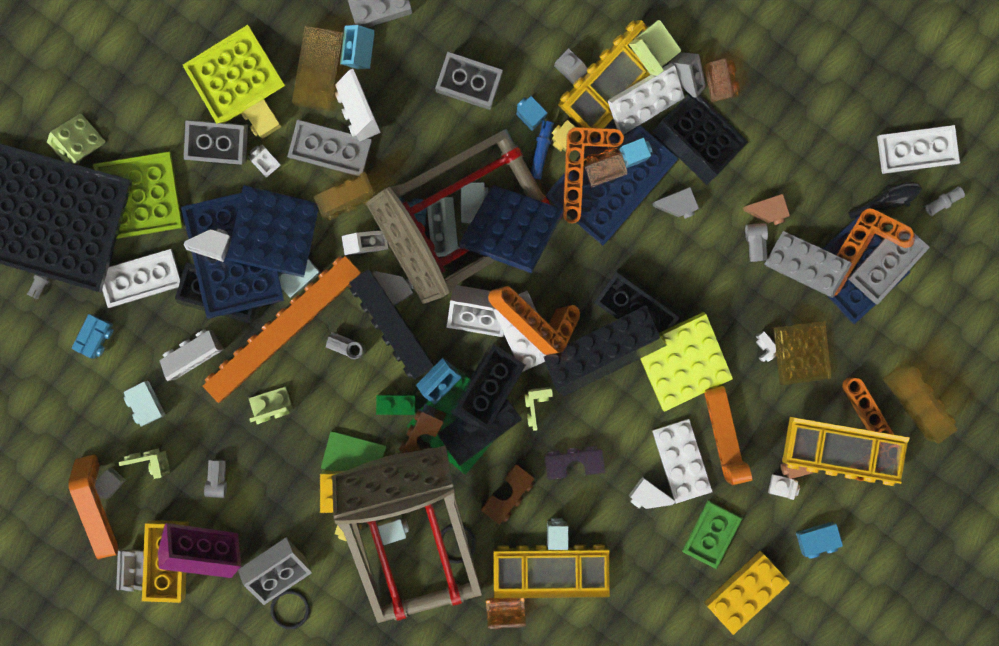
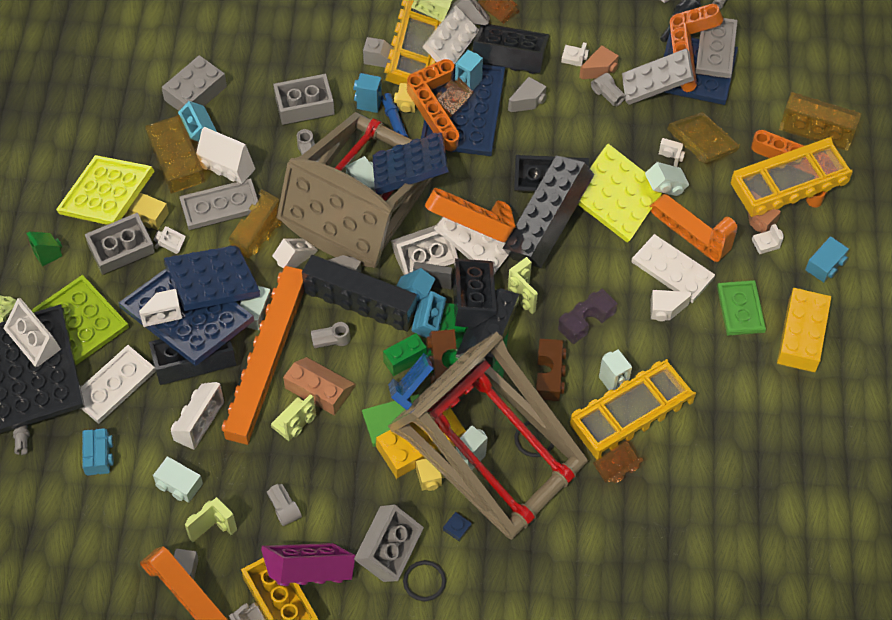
camera: 30 degrees left, 30 degrees down
(89, 198) = (30, 334): none -> white slope
(150, 103) = (45, 247): none -> green slope
(310, 385) = (311, 378): none -> nougat slope
(343, 581) = (457, 526): none -> dark blue plate
(368, 444) = (408, 384): none -> blue fence
(440, 348) = (417, 282): none -> dark azure brick
(441, 139) = (307, 136): none -> light grey piece
(465, 346) = (442, 274): none -> dark grey tile
(736, 377) = (667, 179): none -> light aqua brick
(754, 182) = (575, 55): none -> white bracket

